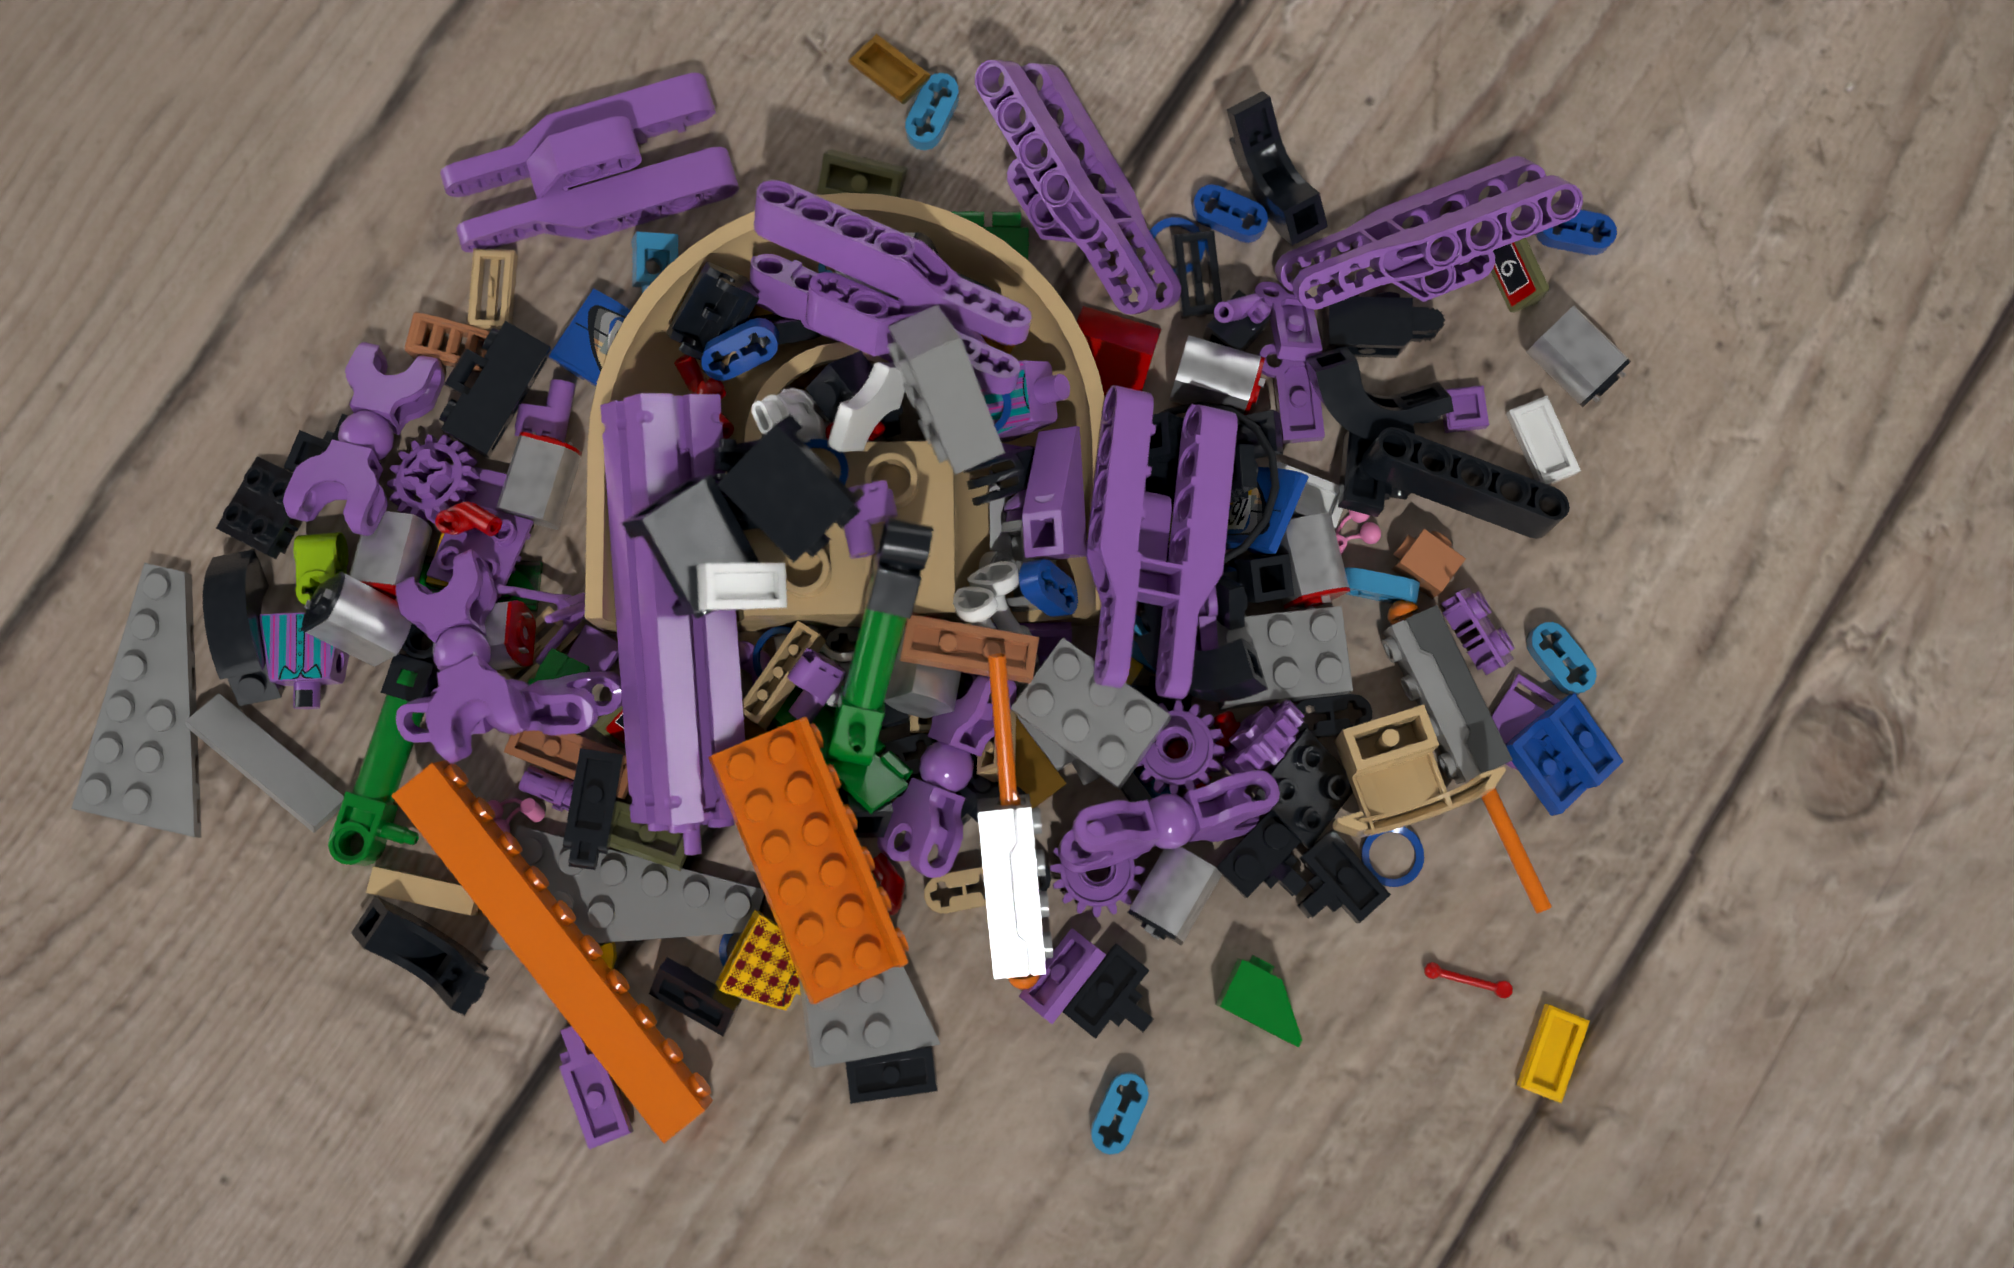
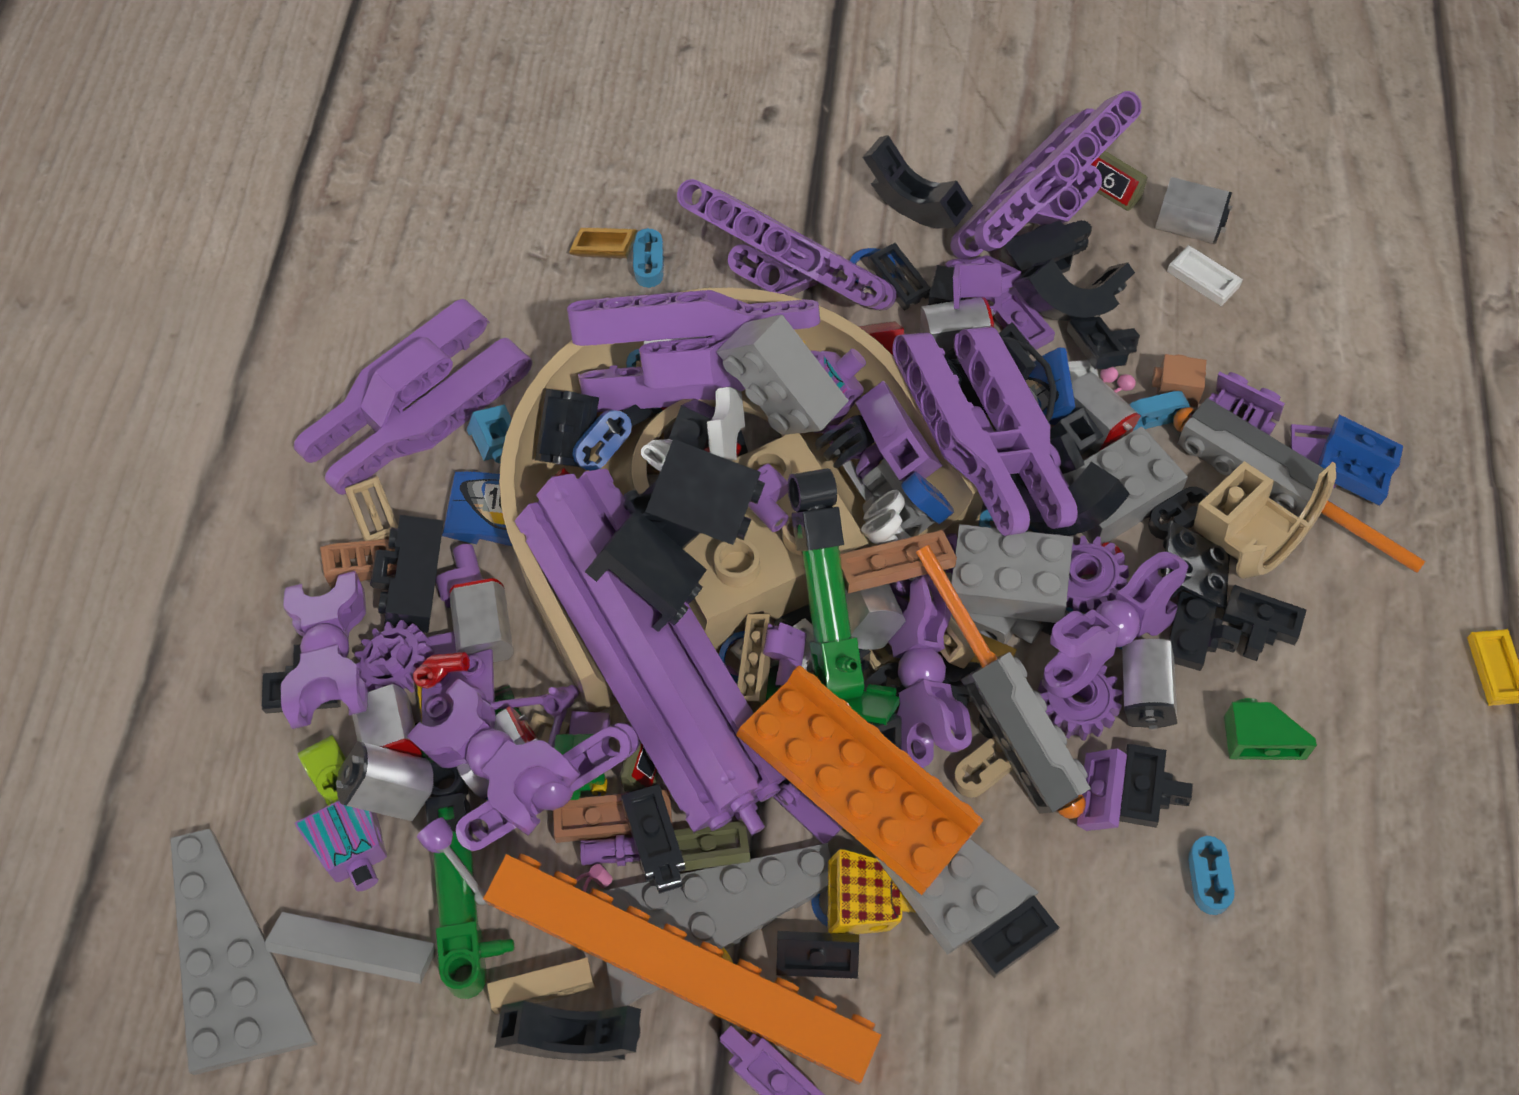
camera: 25 degrees left, 20 degrees down
(231, 614) = (283, 847): black arch -> none
(258, 510) = (258, 748): black hinge -> none
(383, 706) = (437, 838): none -> hinge
(741, 586) = (700, 582): white tile -> none
(1233, 206) = (898, 230): blue beam -> none
(1241, 307) = (944, 272): medium lavender arm -> none
(1259, 337) = (976, 281): none -> medium lavender bracket
(1263, 738) = (1145, 535): medium lavender gear -> none
(1418, 863) = (1300, 572): blue piece -> none
(1465, 483) = (1172, 315): black beam -> none
(1469, 410) = (1142, 281): medium lavender tile -> none
(1501, 988) = (1430, 641): red hinge -> none
(1568, 651) = (1313, 400): dark azure beam -> none
(1575, 236) = (1139, 143): blue beam -> none

